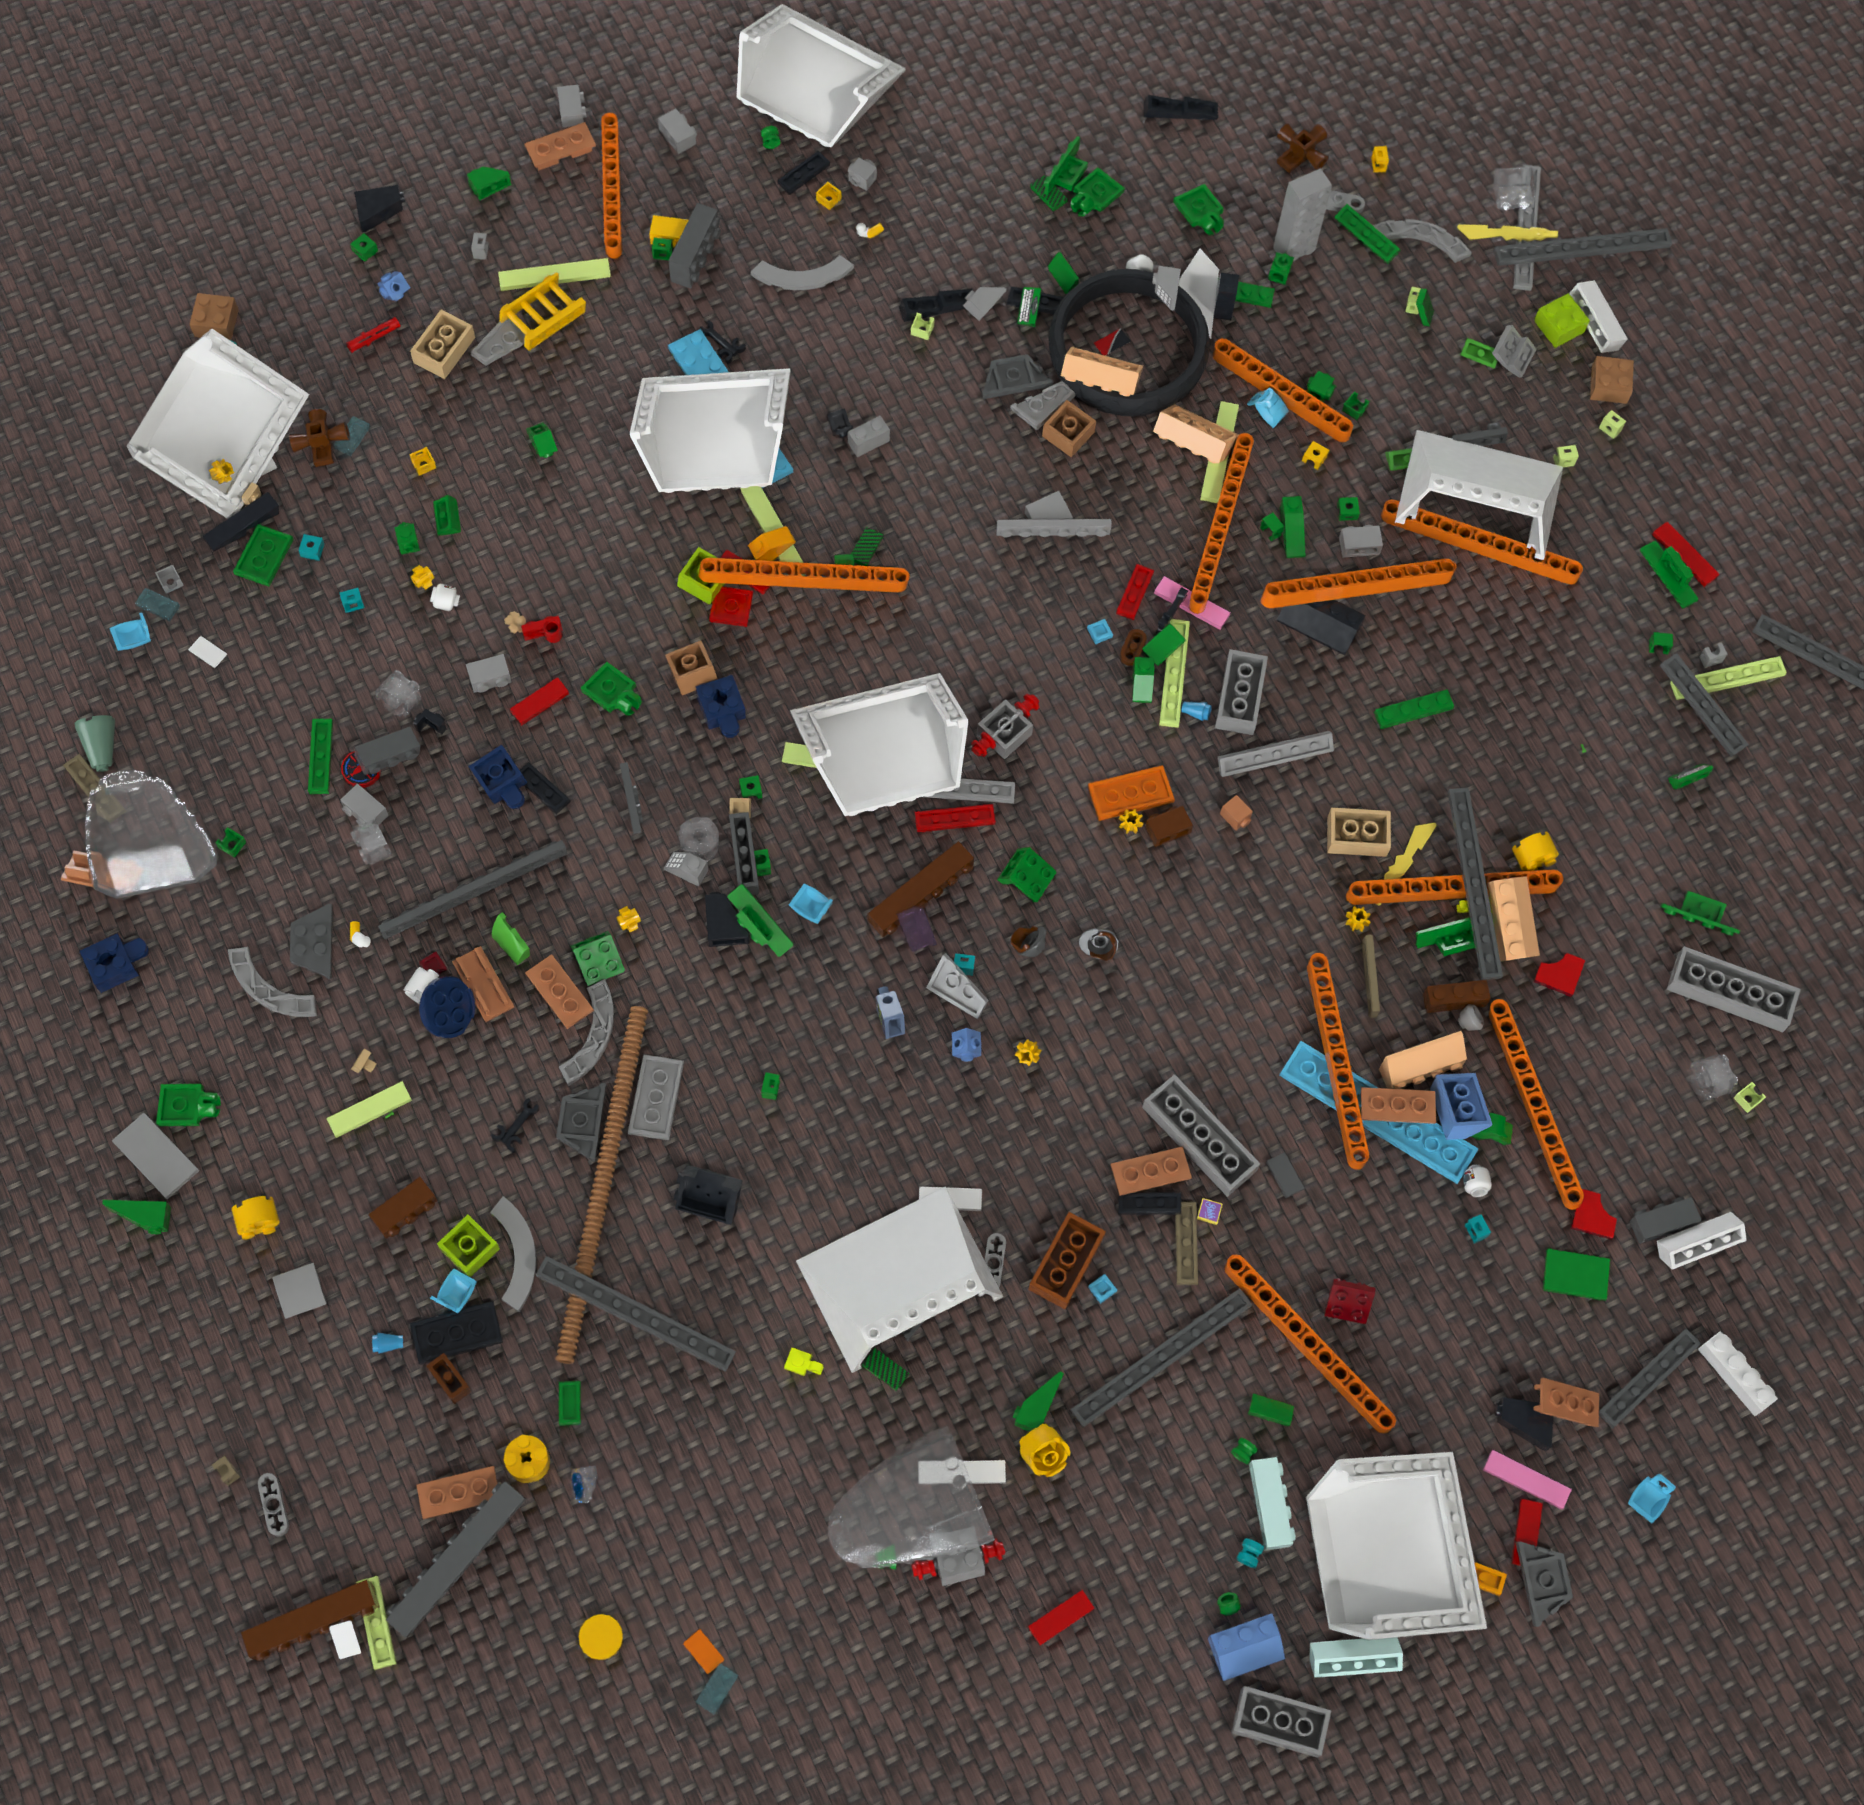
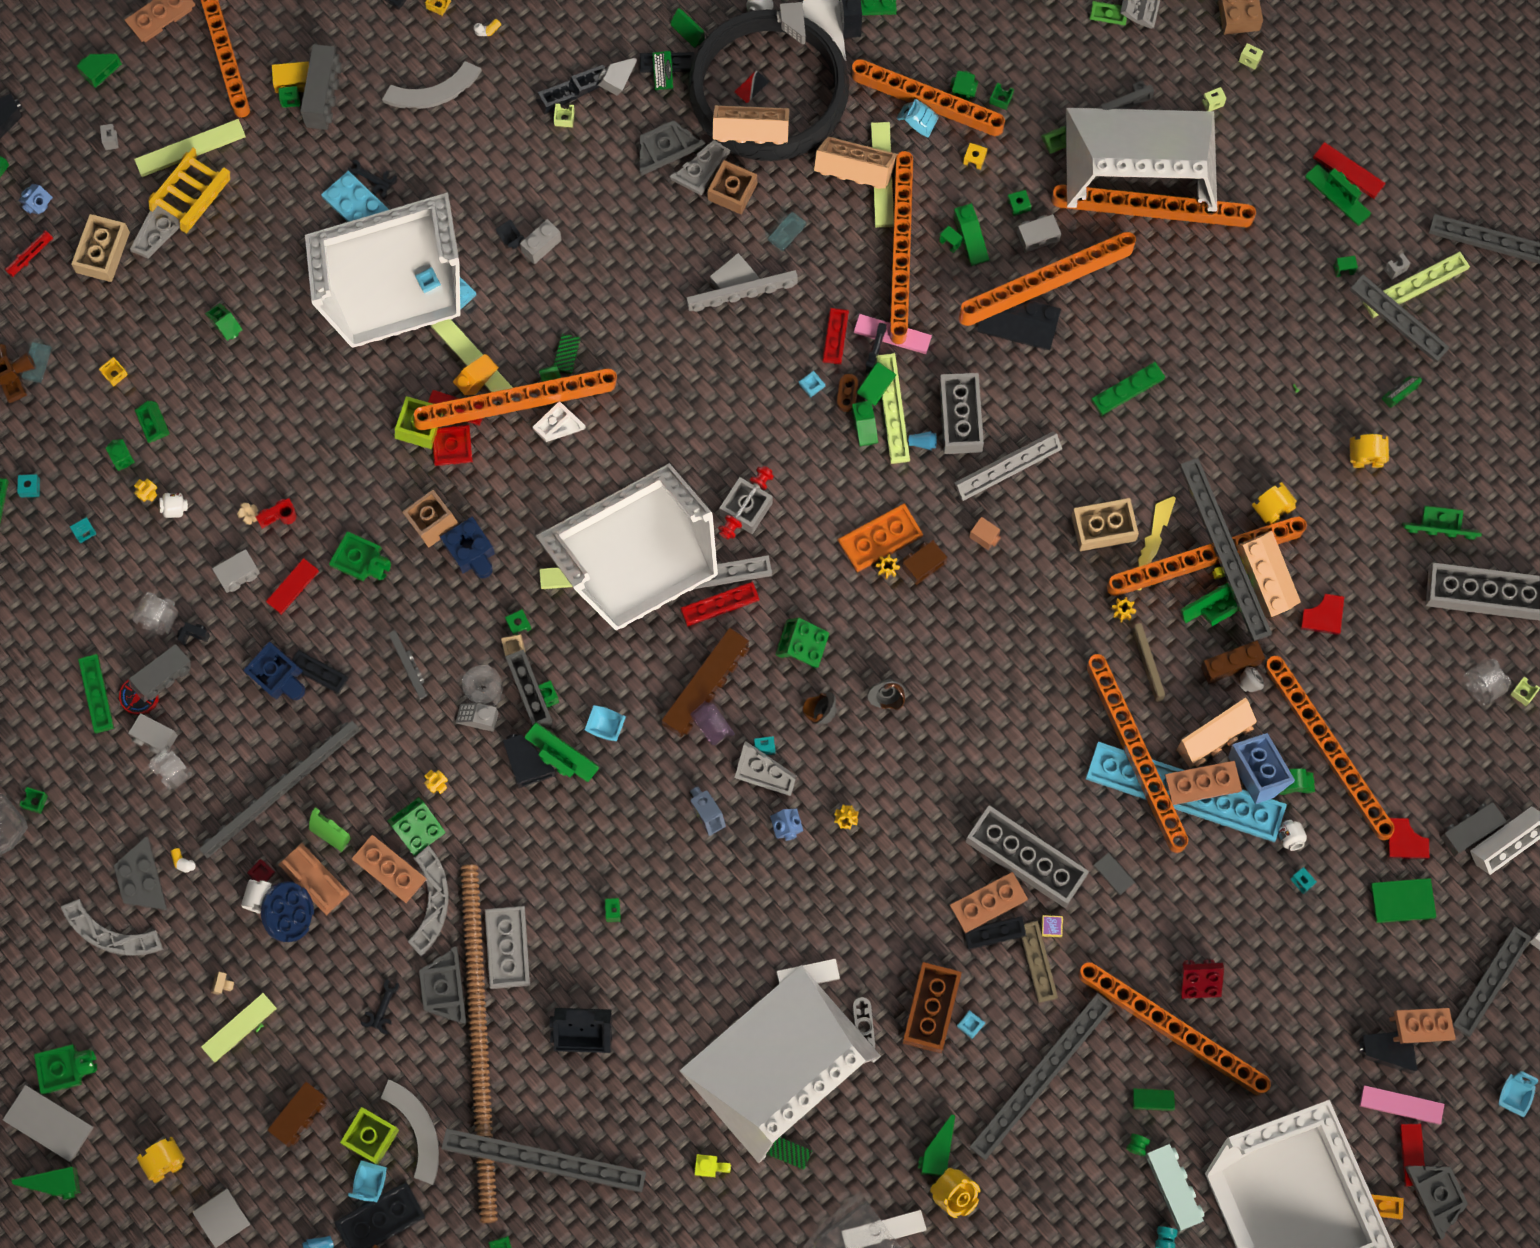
camera: 10 degrees left, 5 degrees up
(749, 445) = (427, 280): none -> medium azure tile
(840, 609) = (558, 423): none -> white wing
(1112, 483) = (787, 231): none -> clear light blue tile
(1643, 823) = (1369, 450): none -> yellow brick

